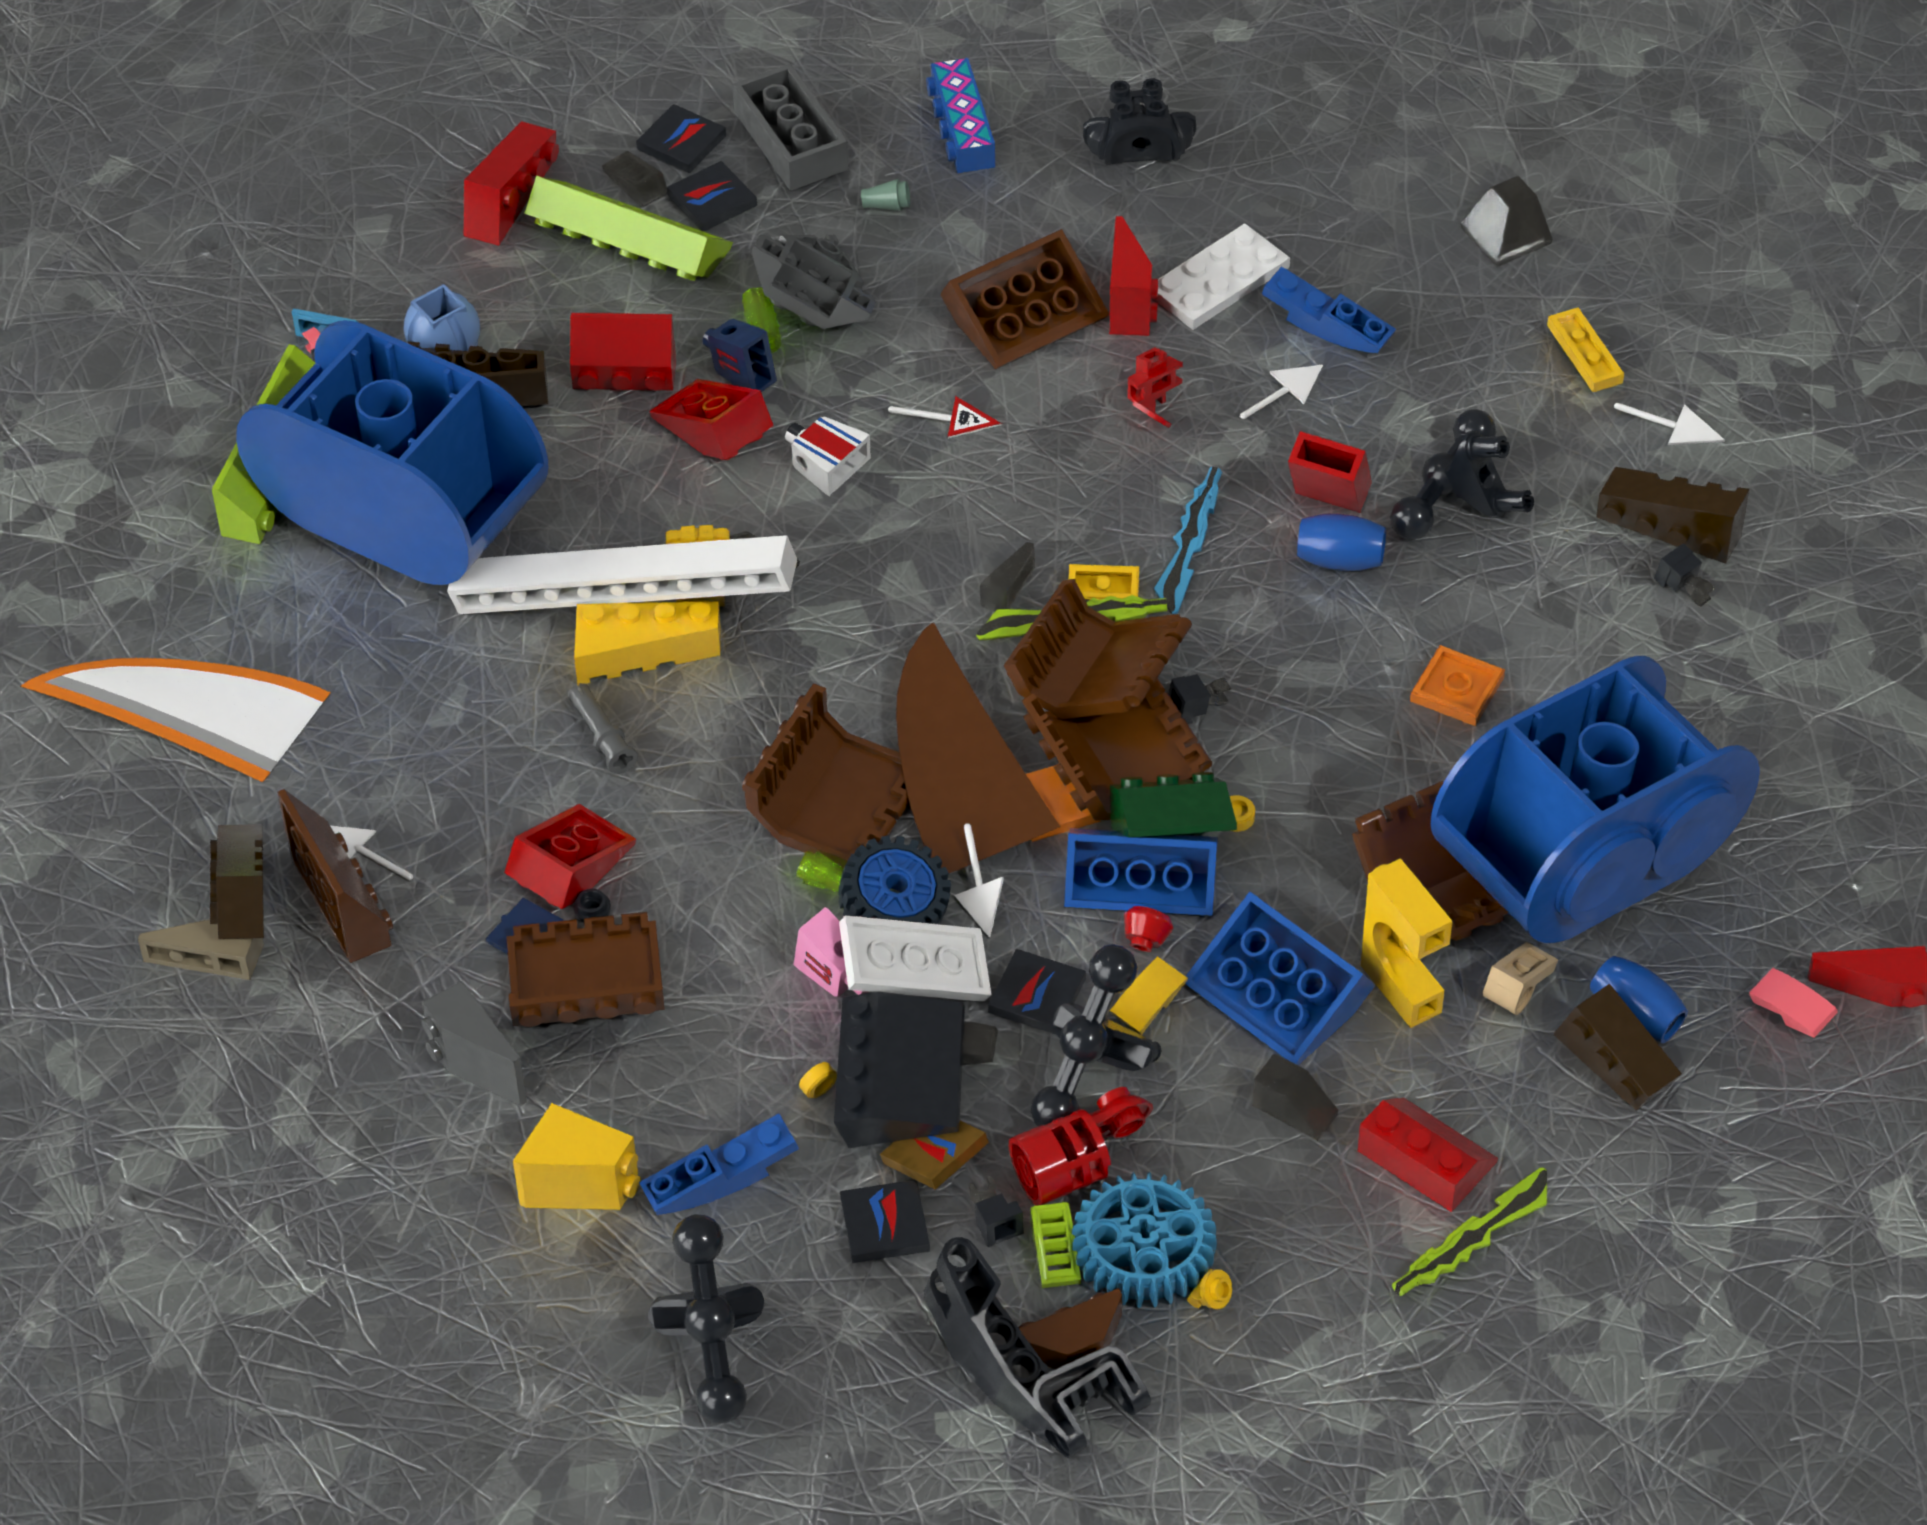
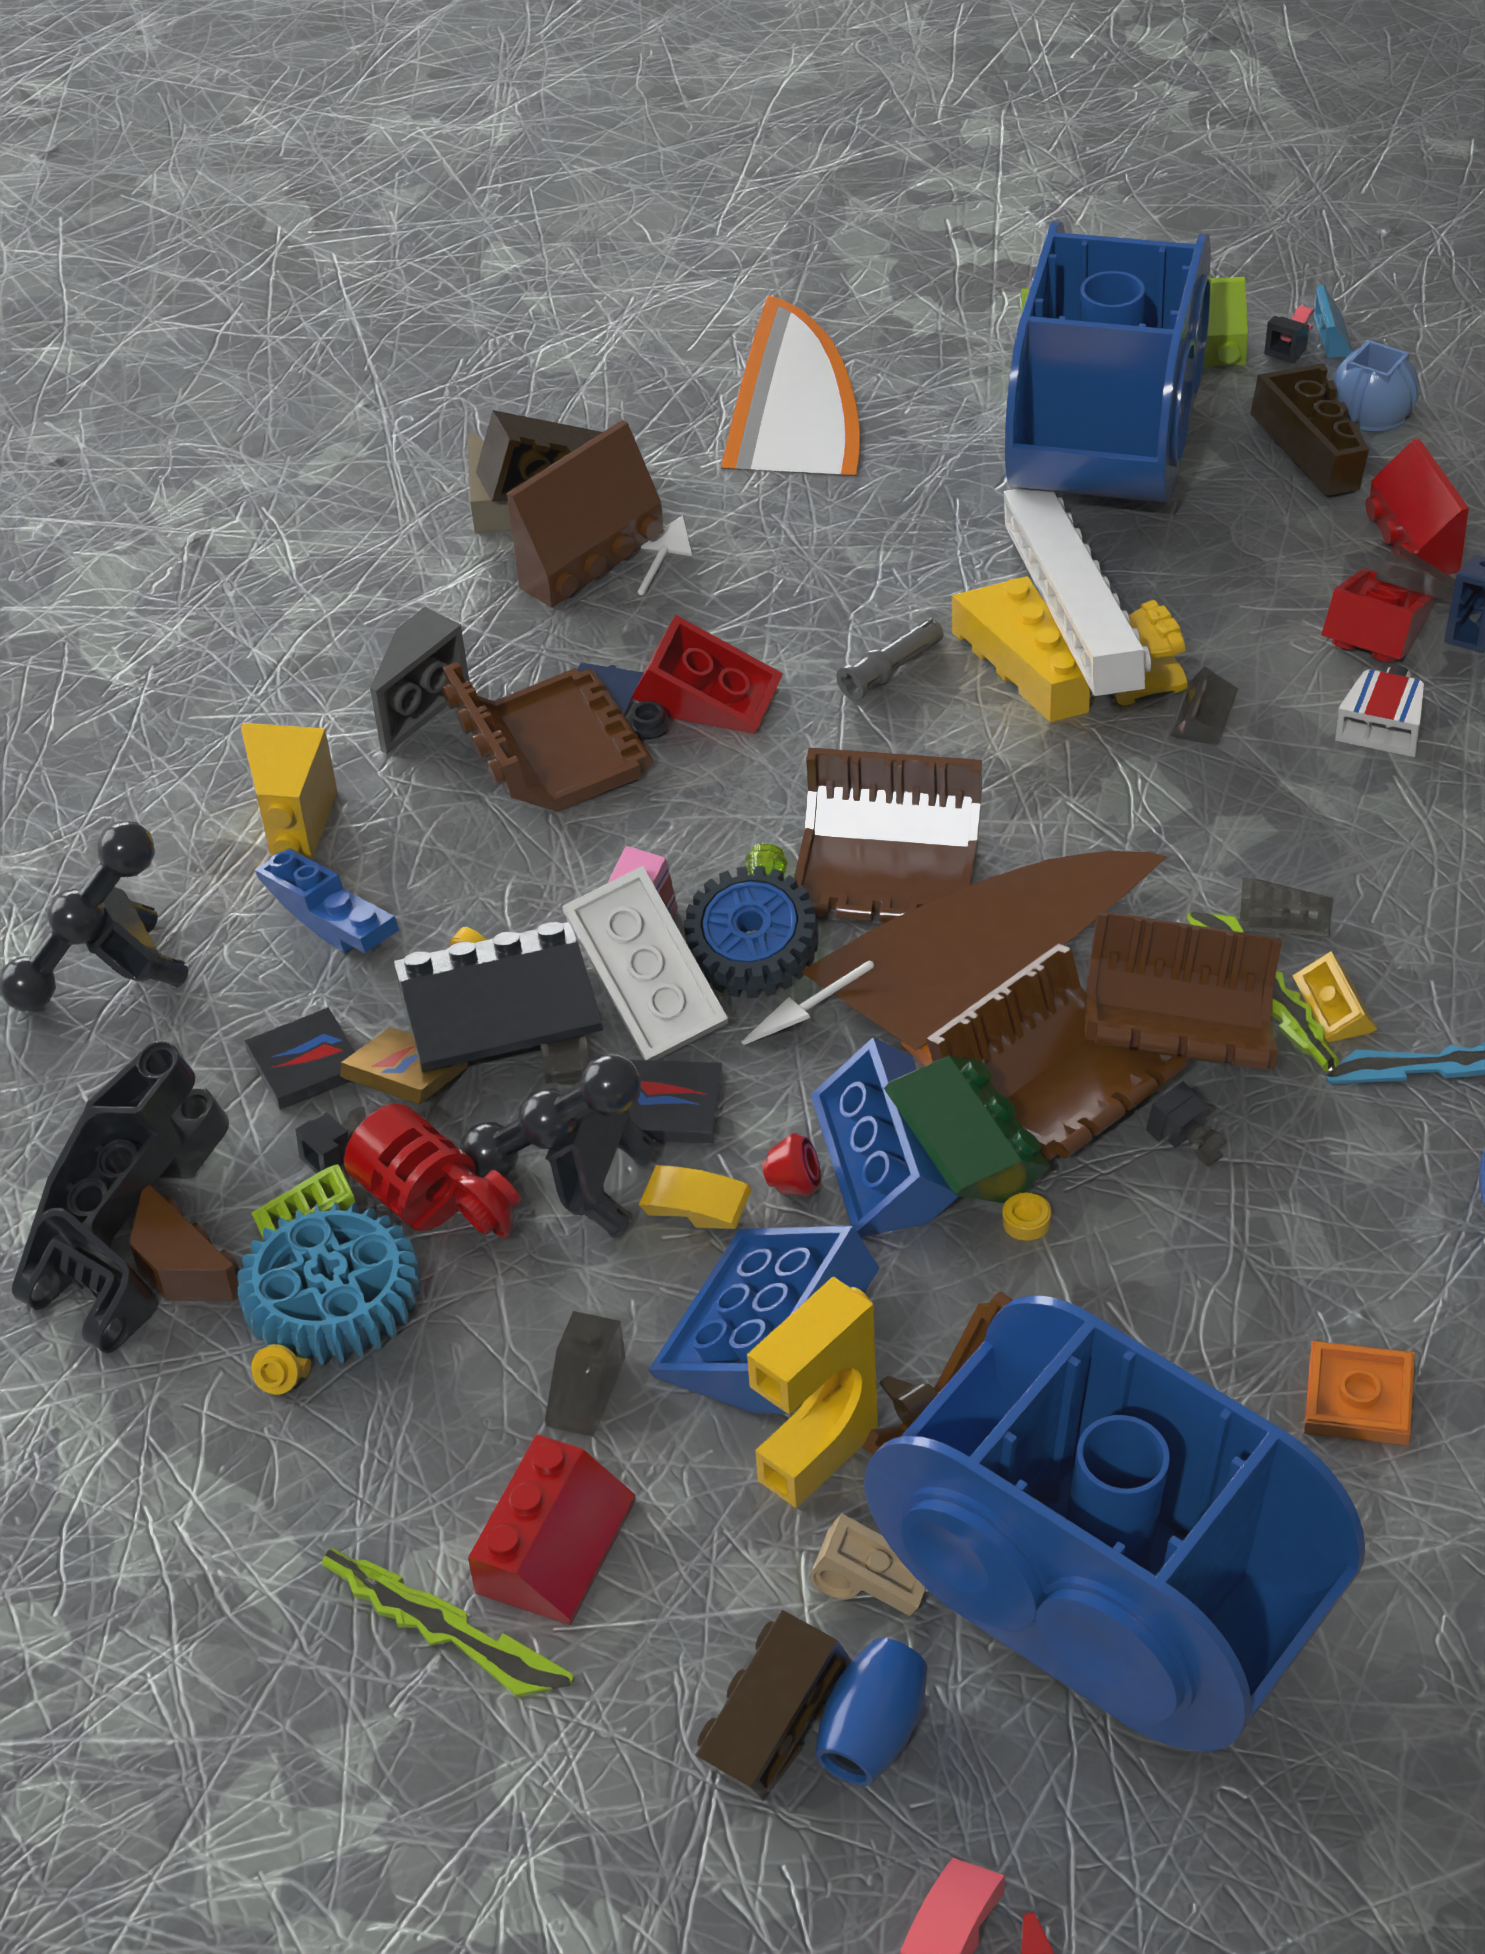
camera: 75 degrees right, 5 degrees down
(686, 383) = (1413, 573): none -> clear smoke slope

